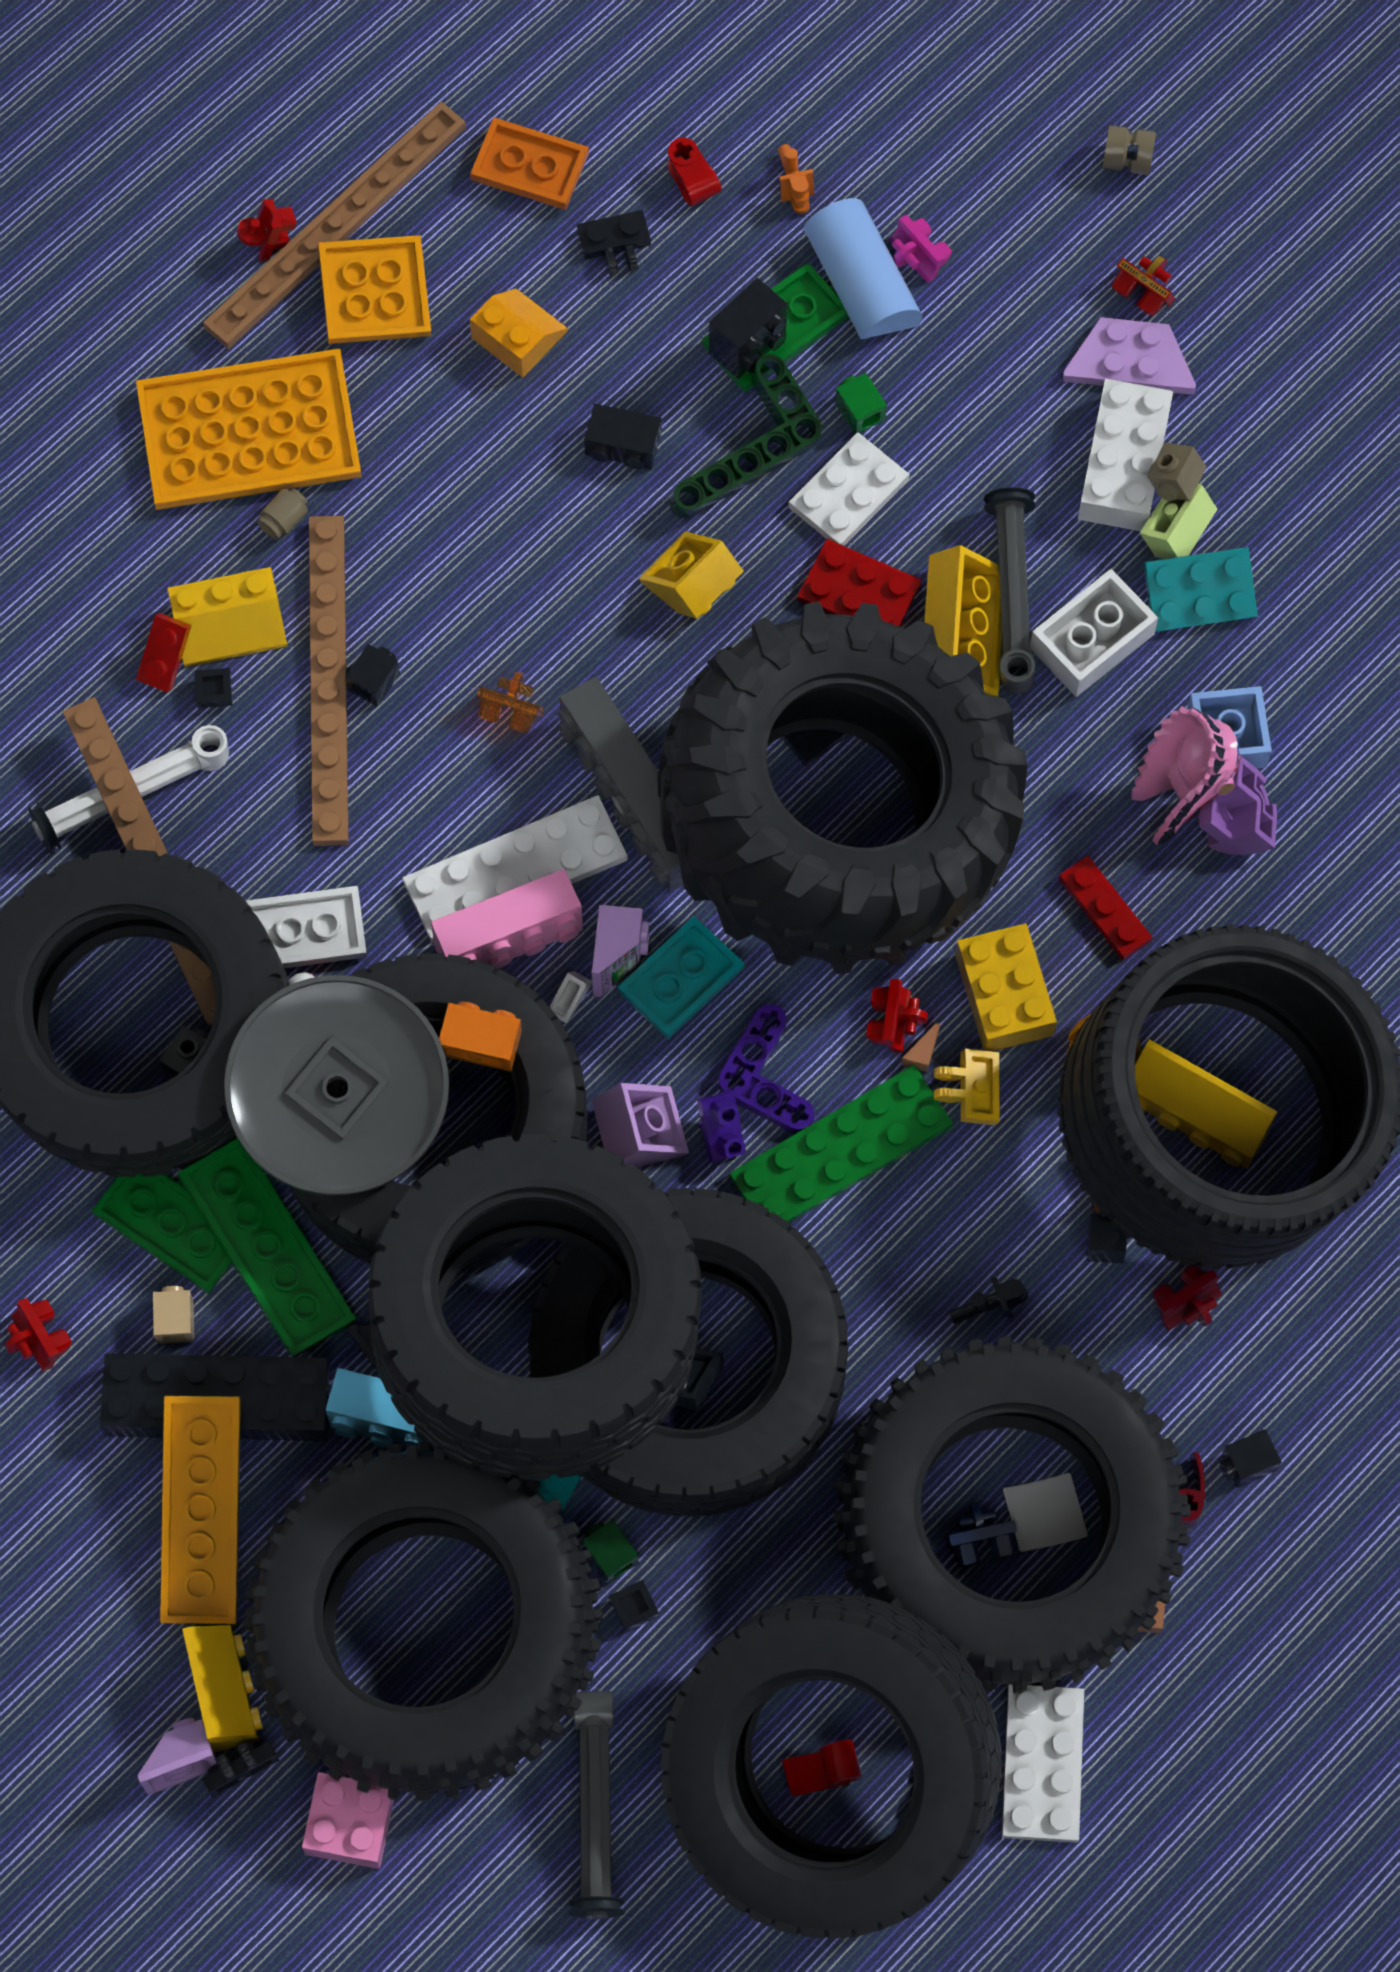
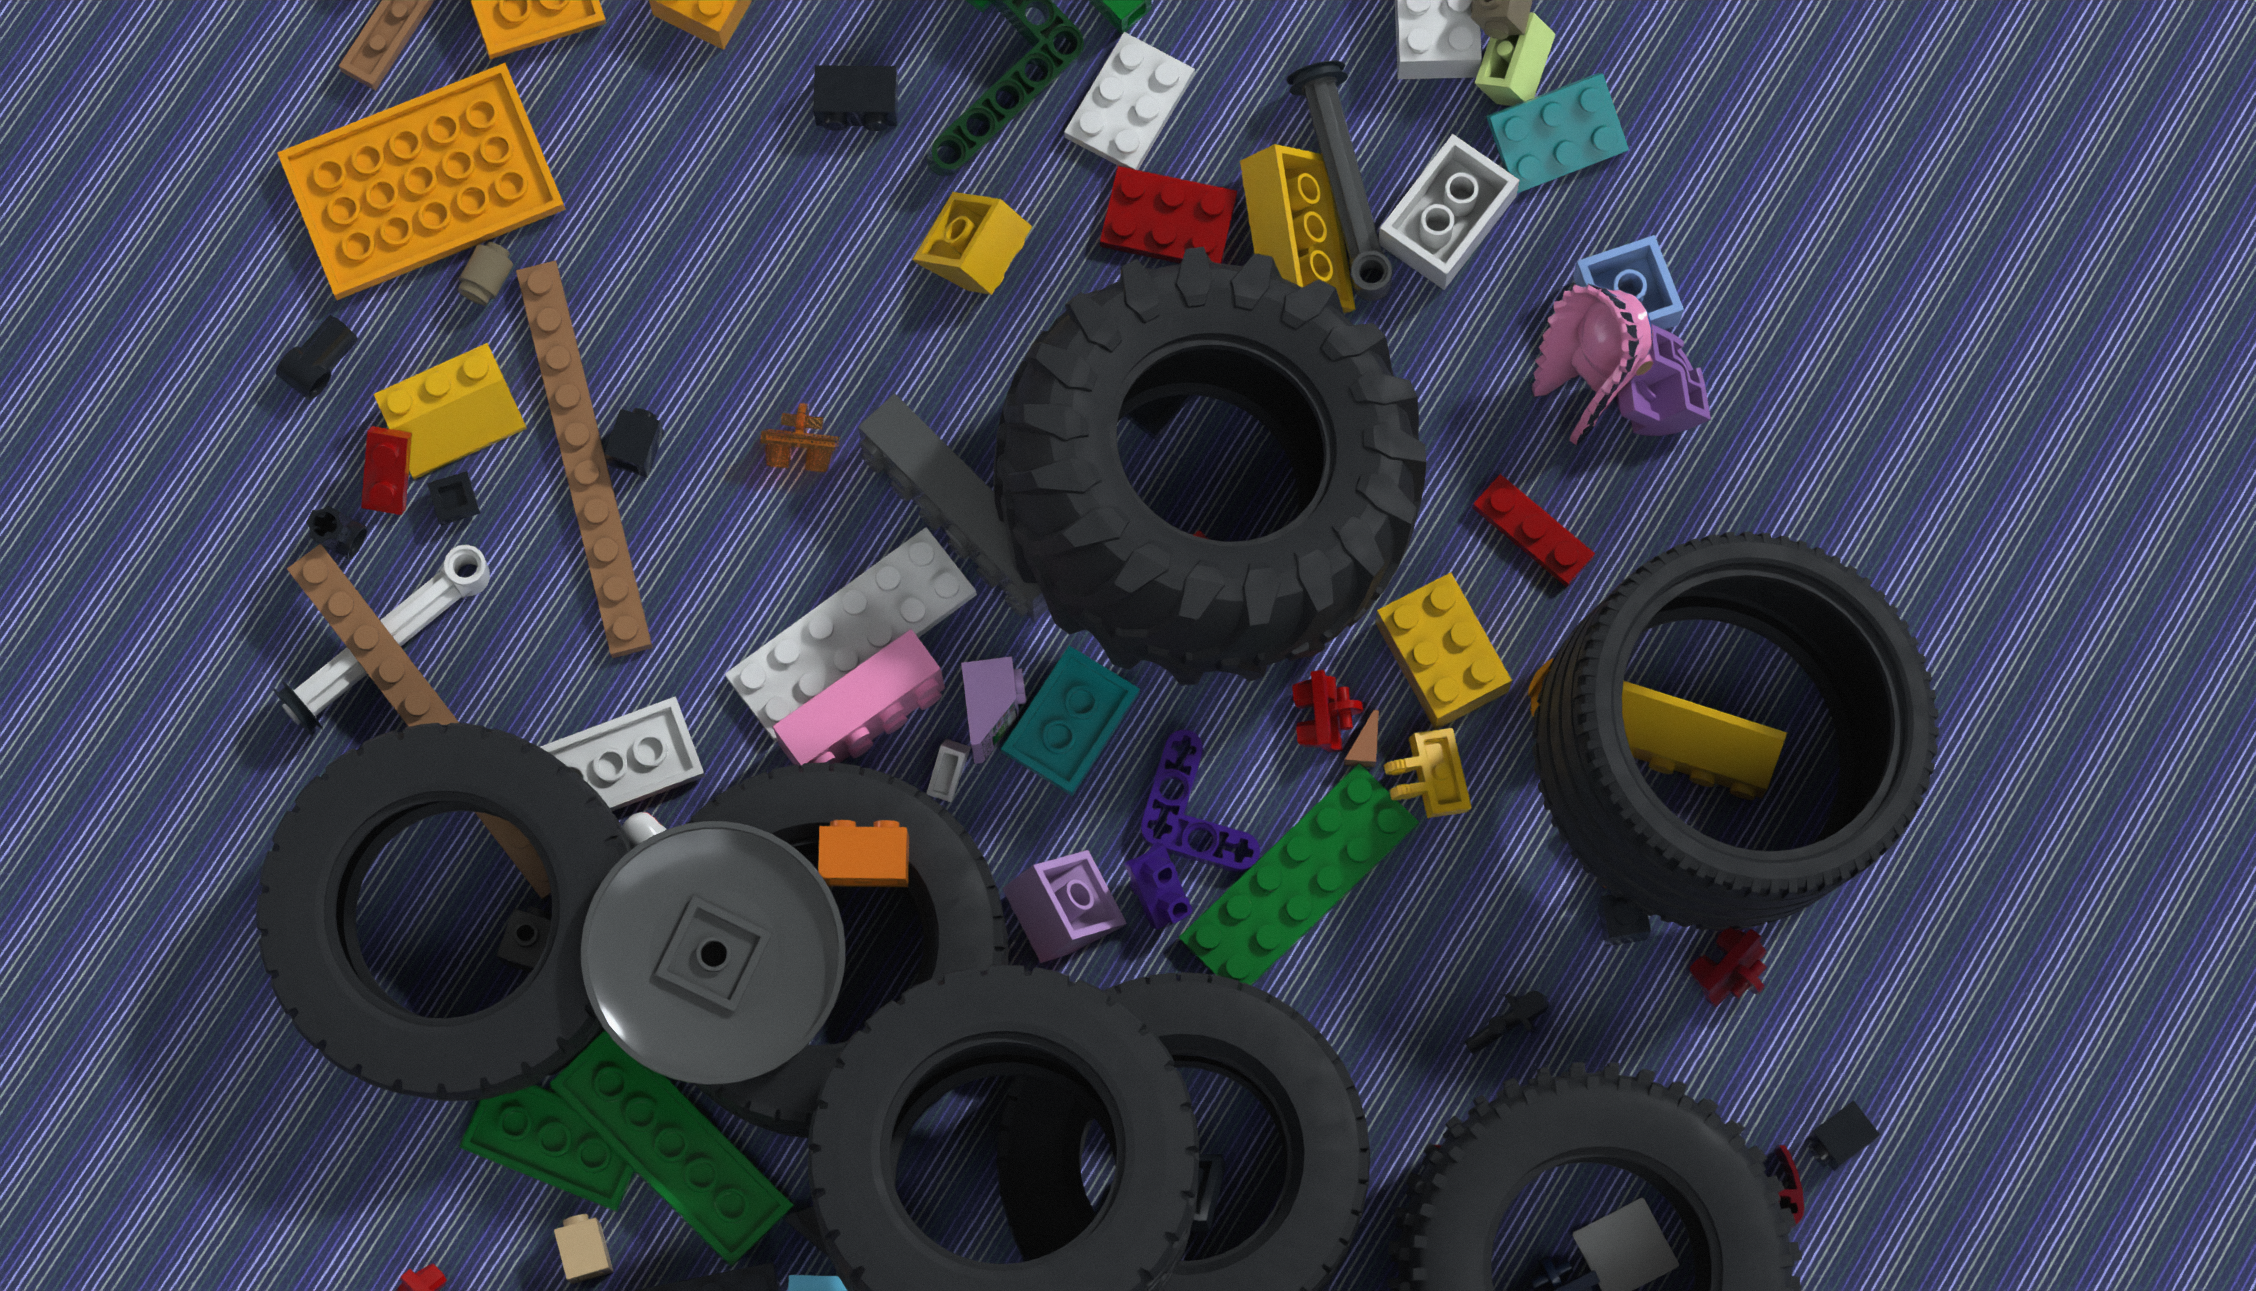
camera: 10 degrees left, 5 degrees up
(110, 691) = (337, 531): none -> black piece
(122, 556) = (310, 366): none -> black piece

